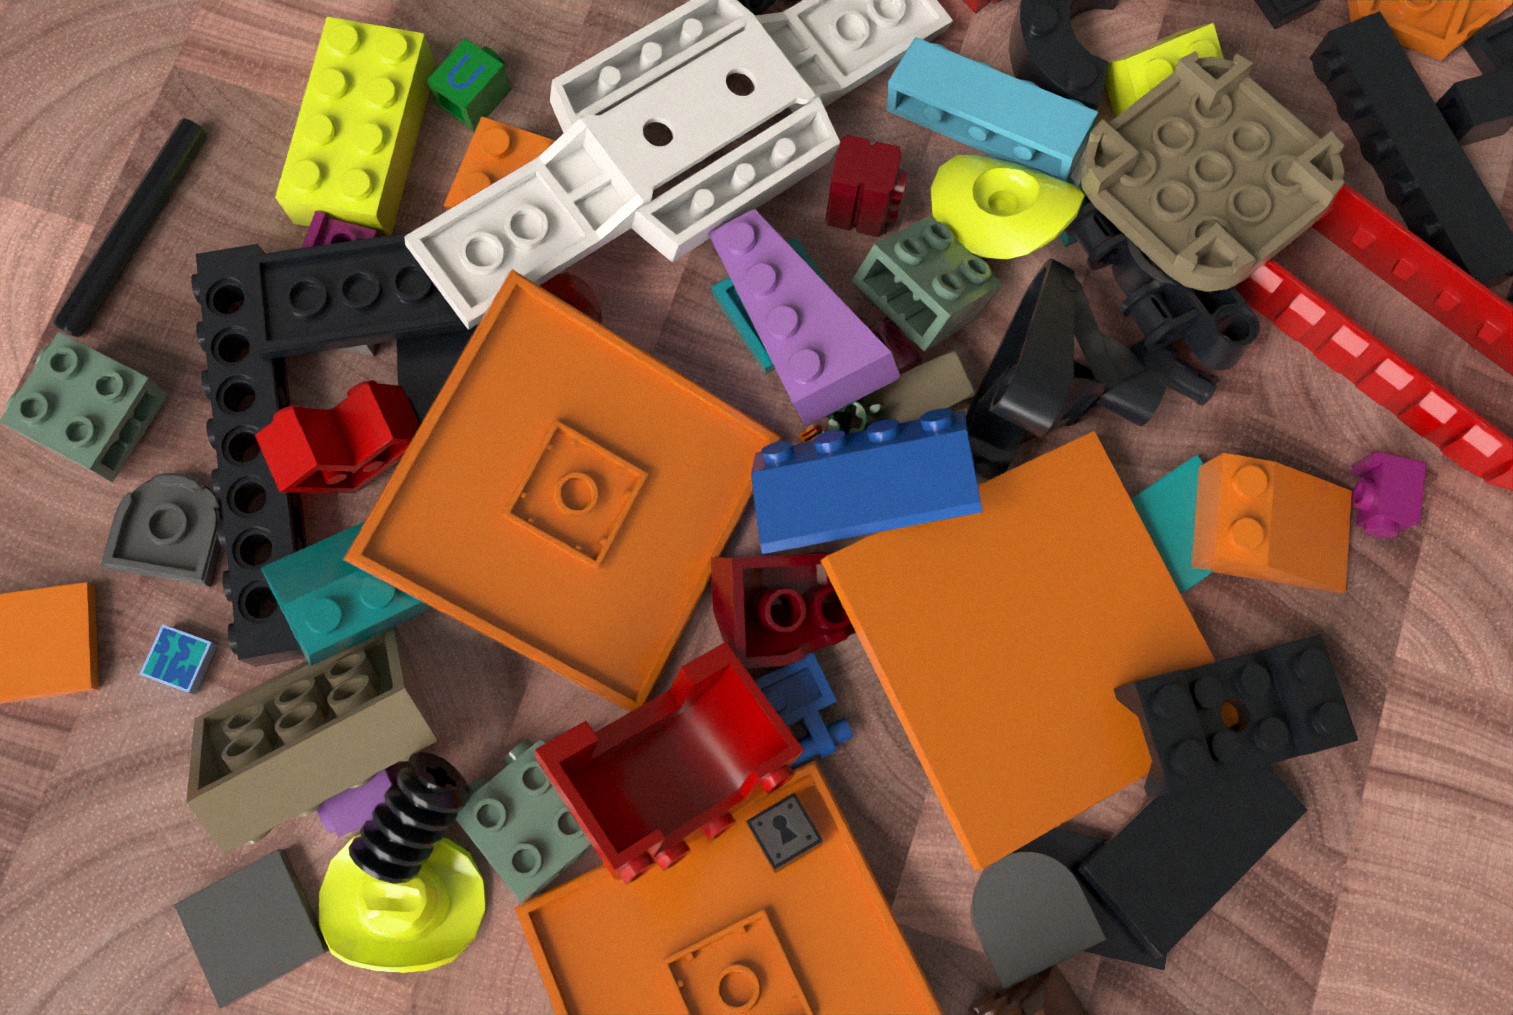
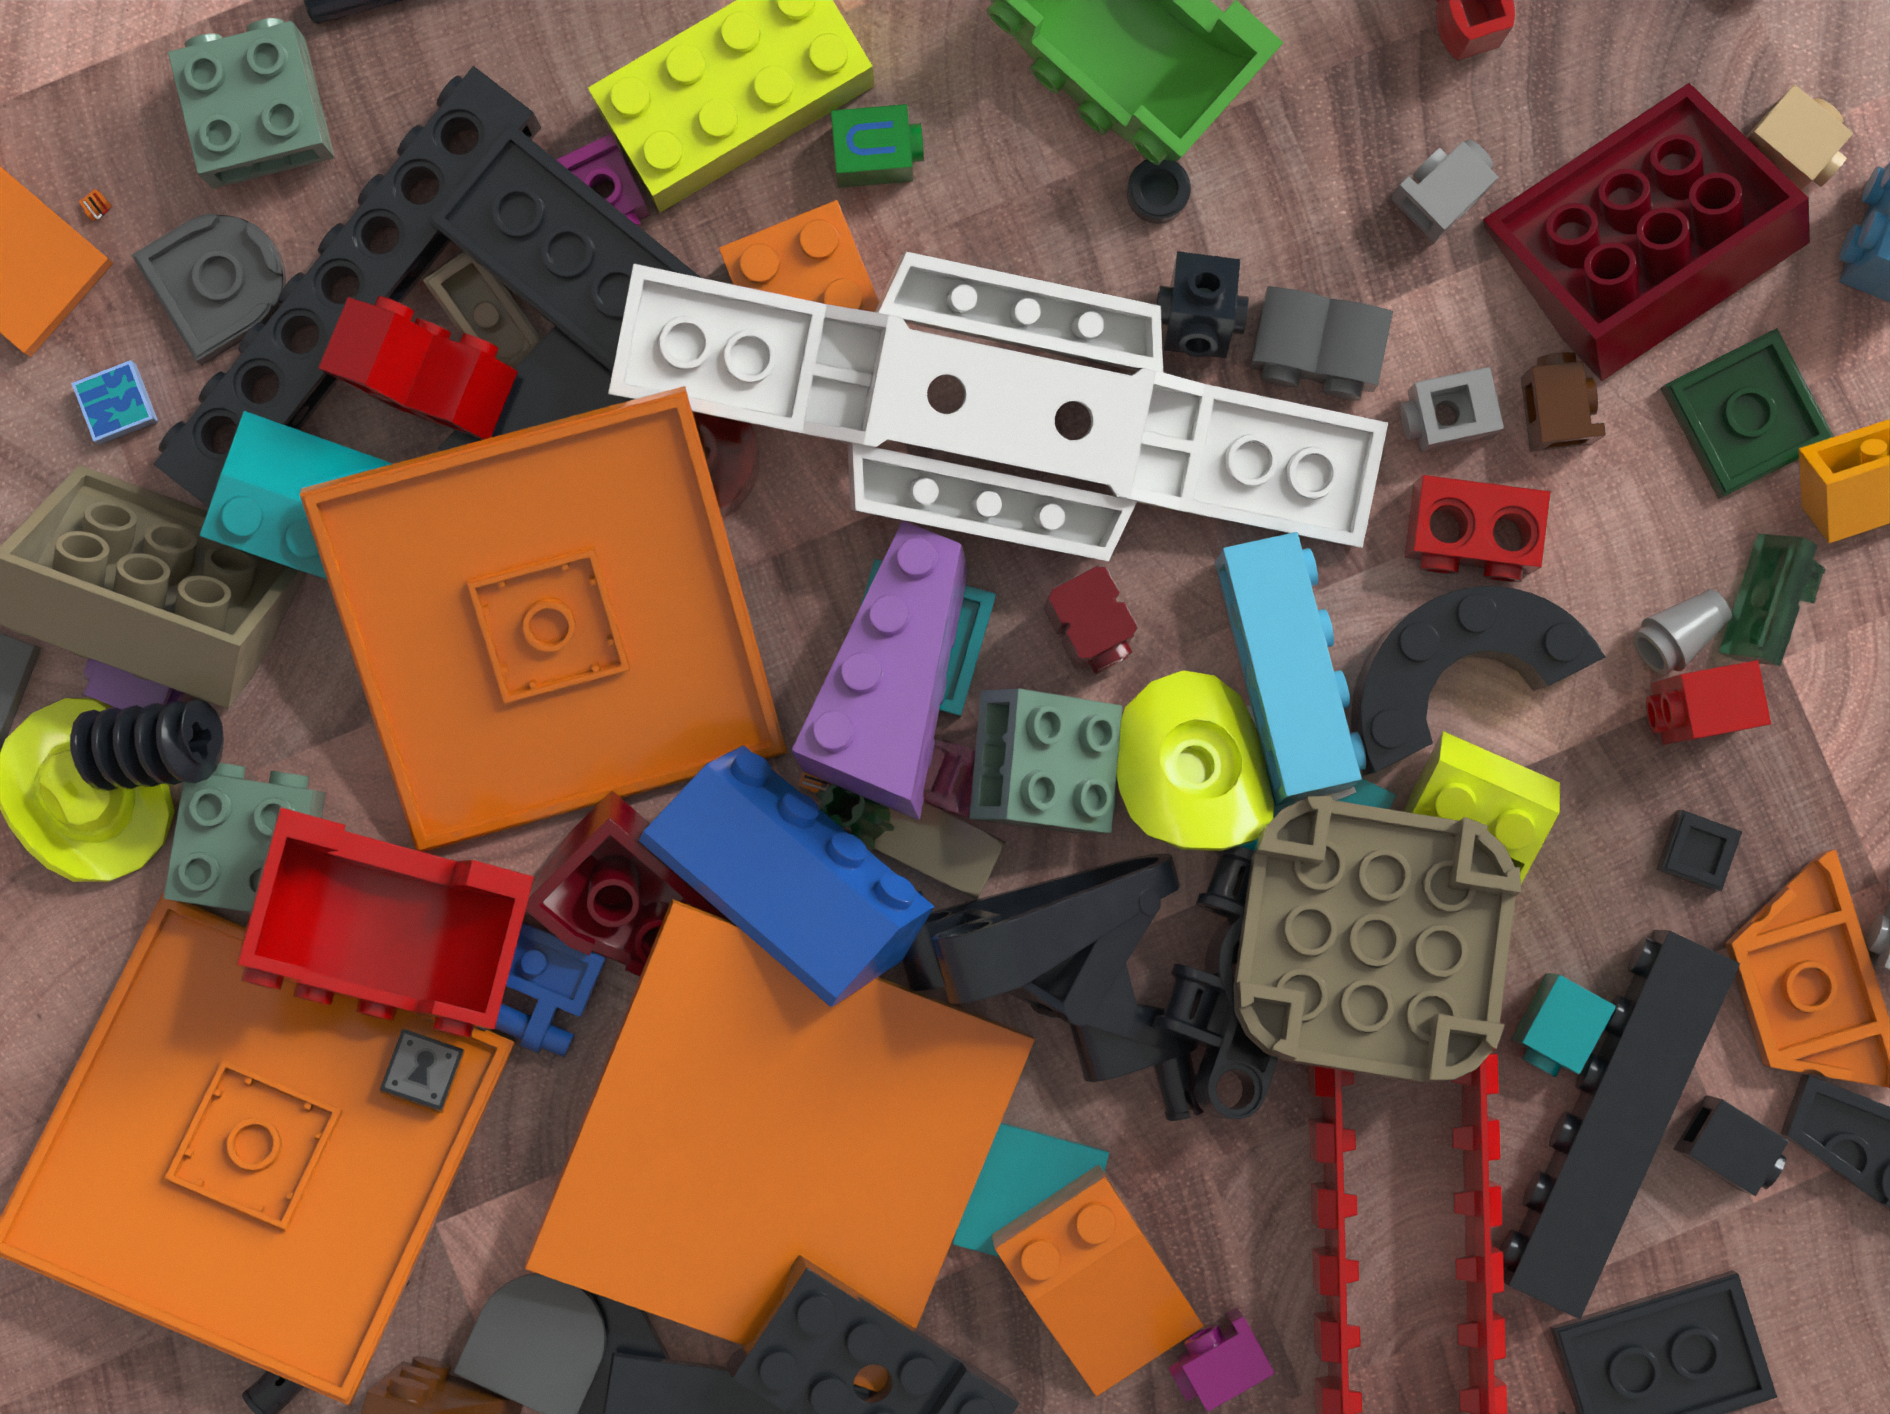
camera: 50 degrees right, 10 degrees up
(48, 564) = (95, 205): none -> orange piece
(326, 378) = (482, 308): none -> dark tan slope
(1346, 122) = (1561, 1025): none -> teal brick

